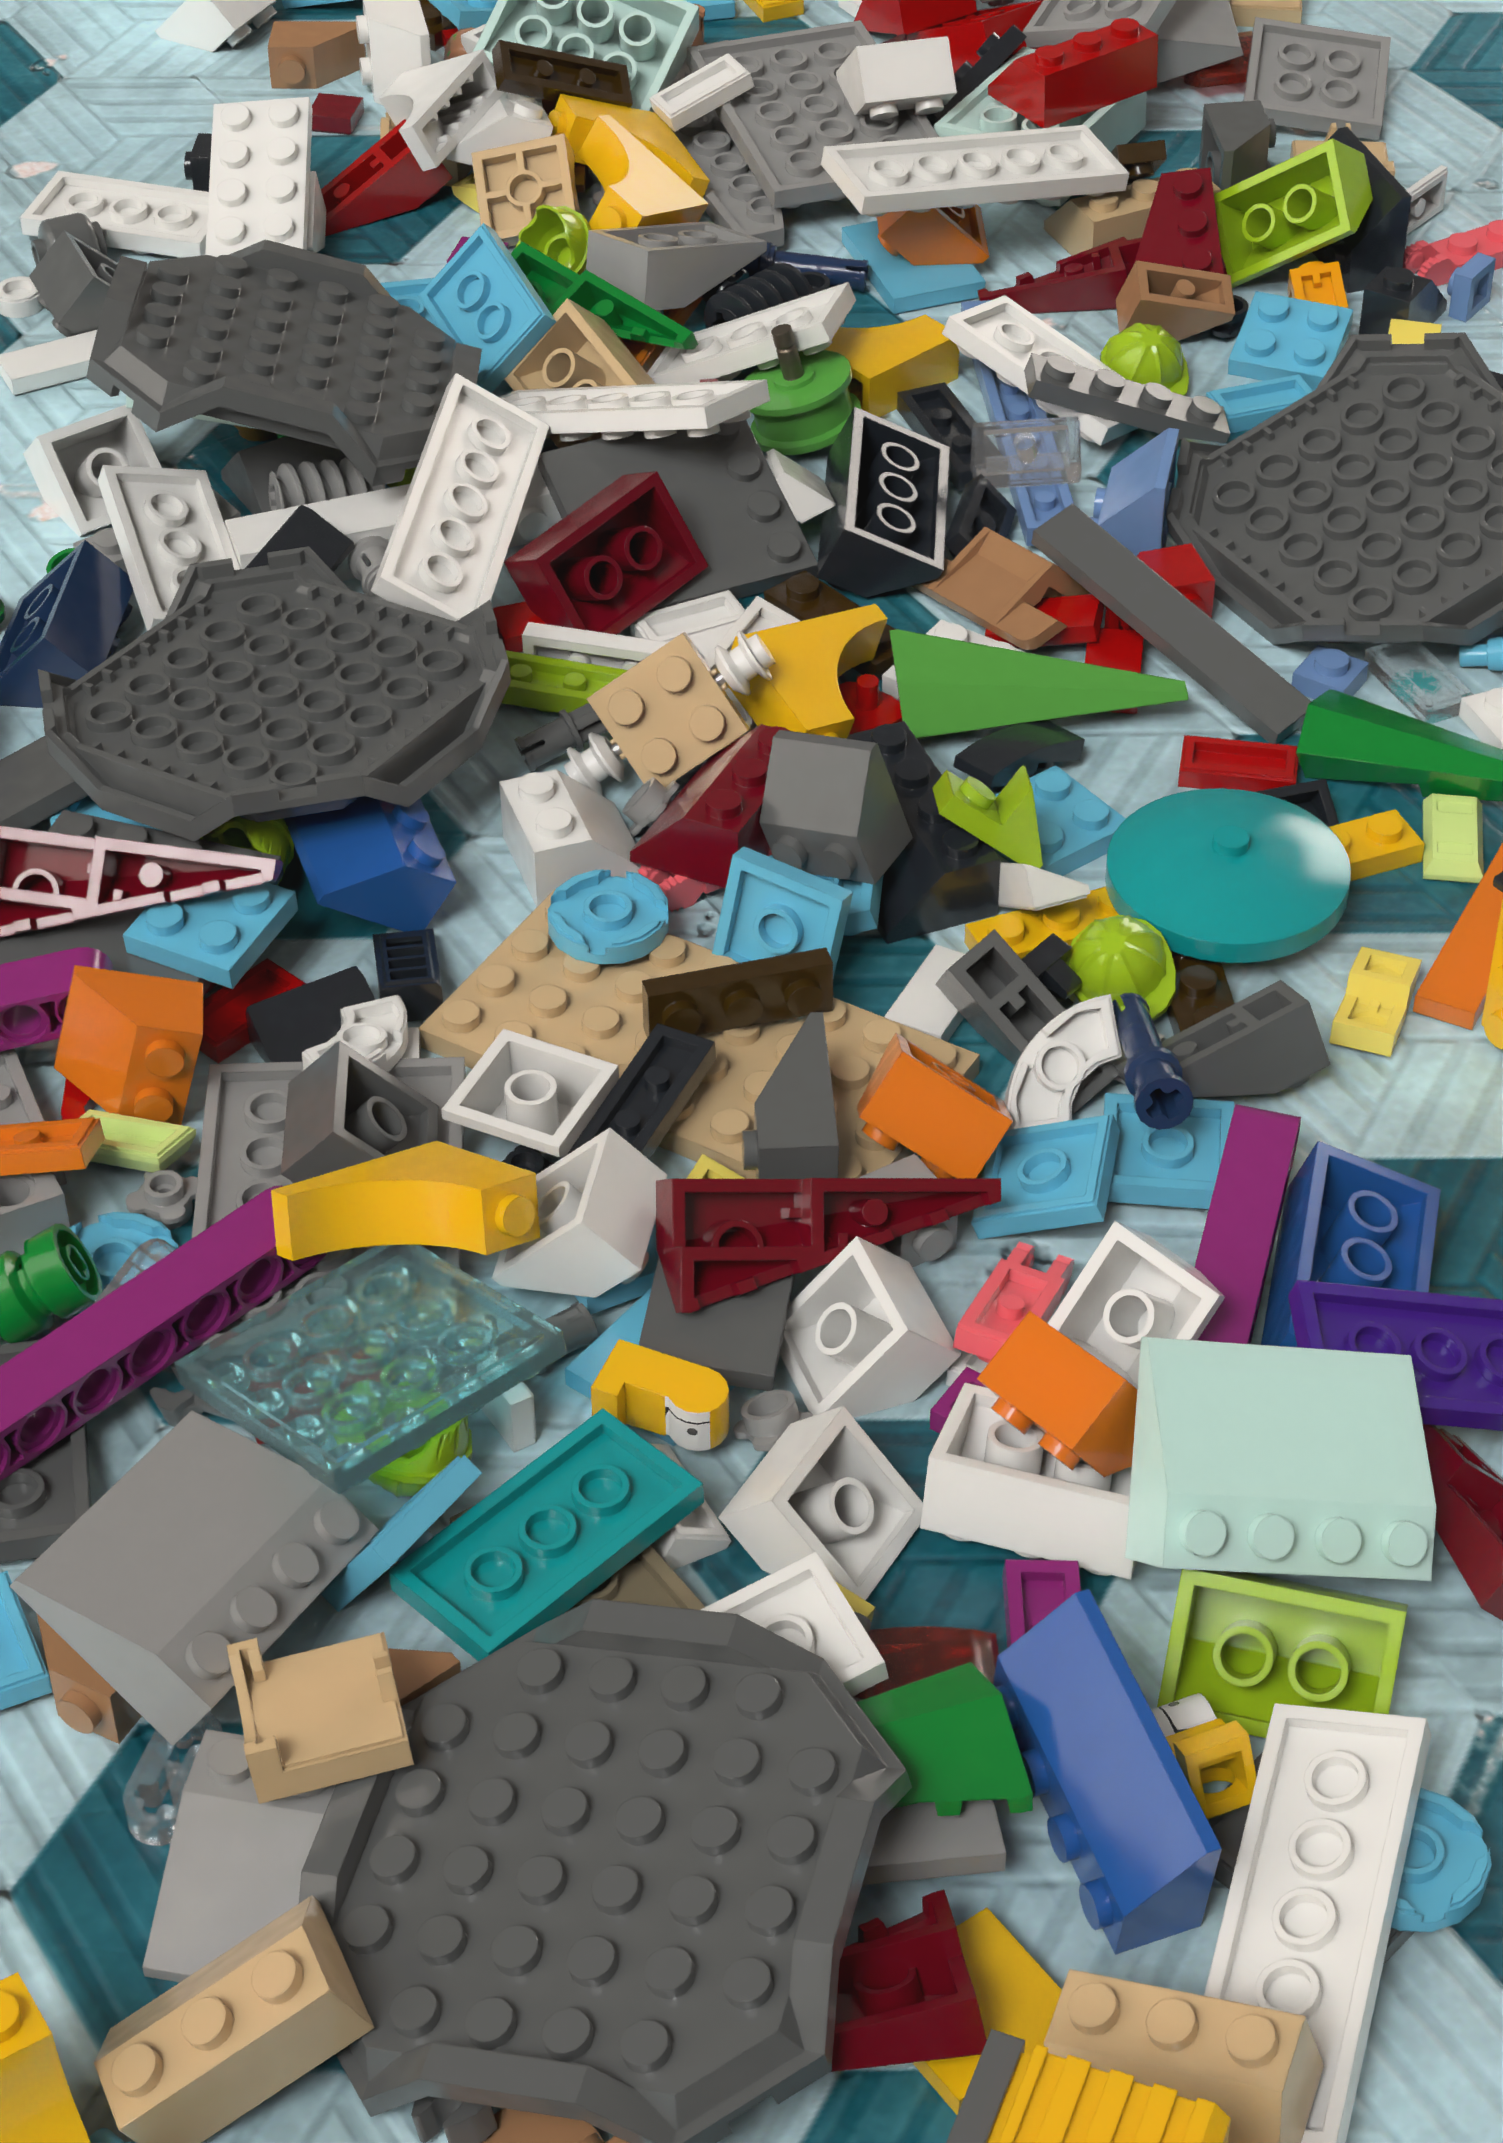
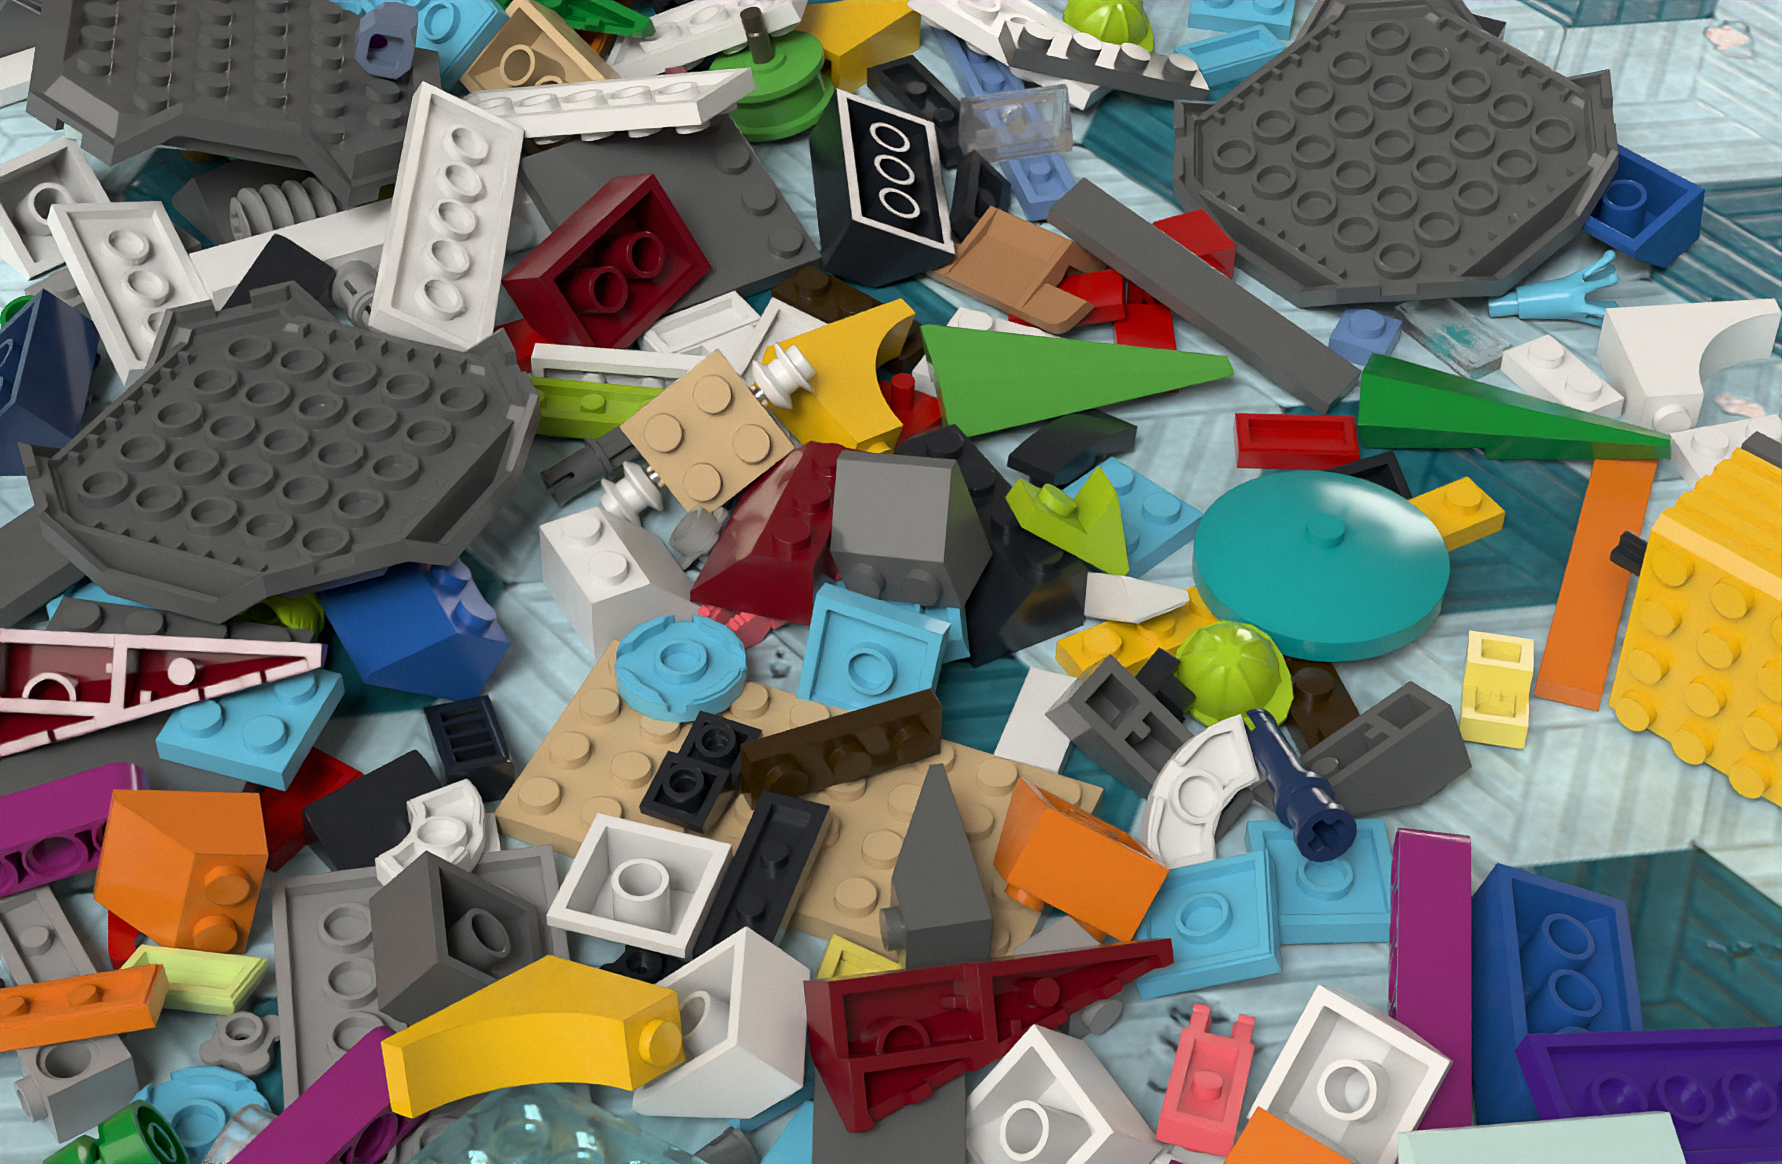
camera: 10 degrees left, 0 degrees up
(431, 334) = (387, 40): none -> sand blue rock
(607, 1012) = (702, 777): none -> black slope
(802, 489) = (793, 178): white slope -> none
(1139, 495) = (1141, 159): medium blue slope -> none
(1453, 838) = (1530, 503): yellowish green tile -> none

